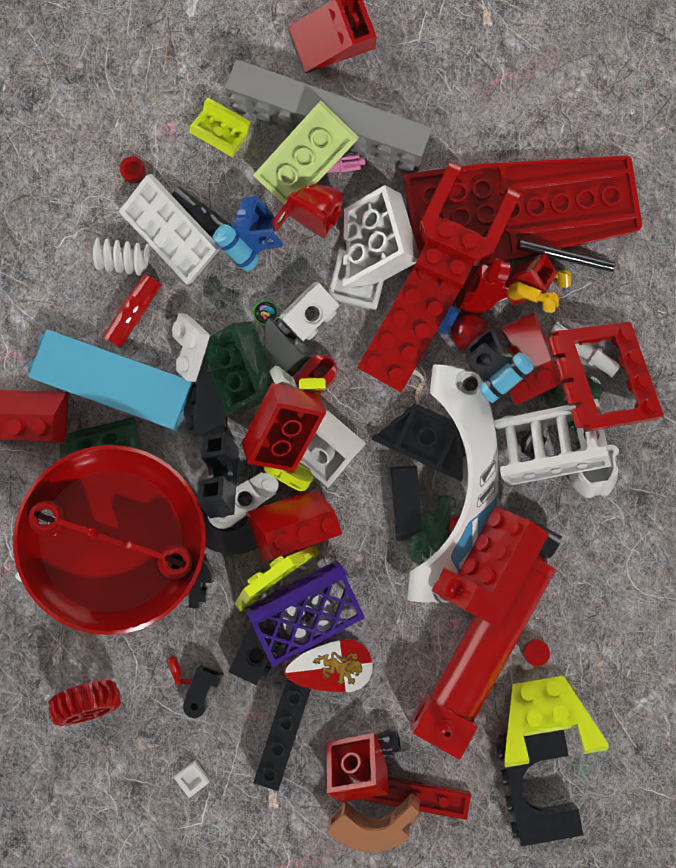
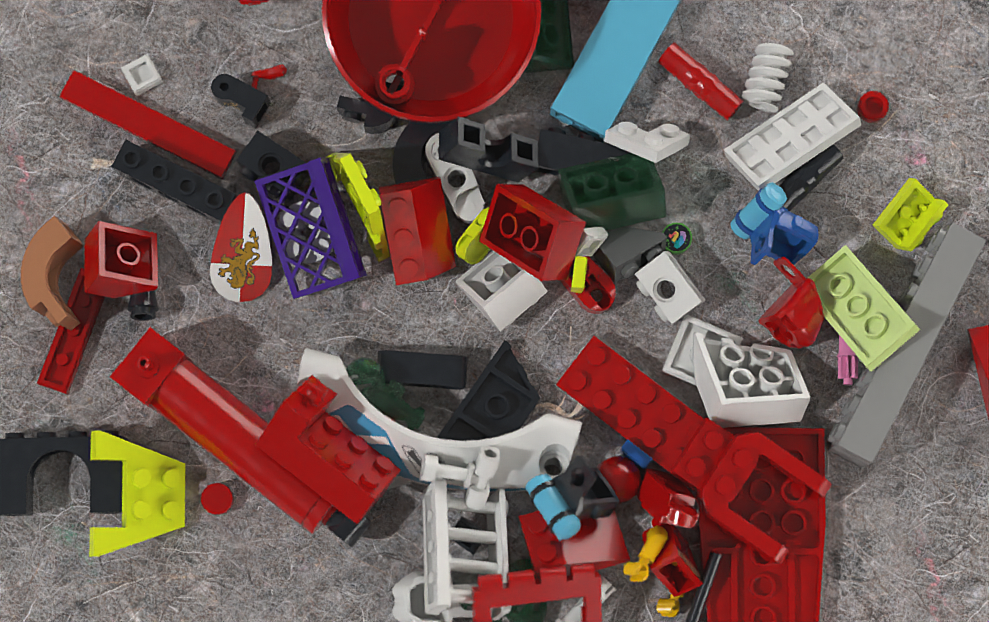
camera: 95 degrees right, 5 degrees down
(234, 766) = (148, 124): none -> red tile
(493, 444) = (474, 475): none -> white bar

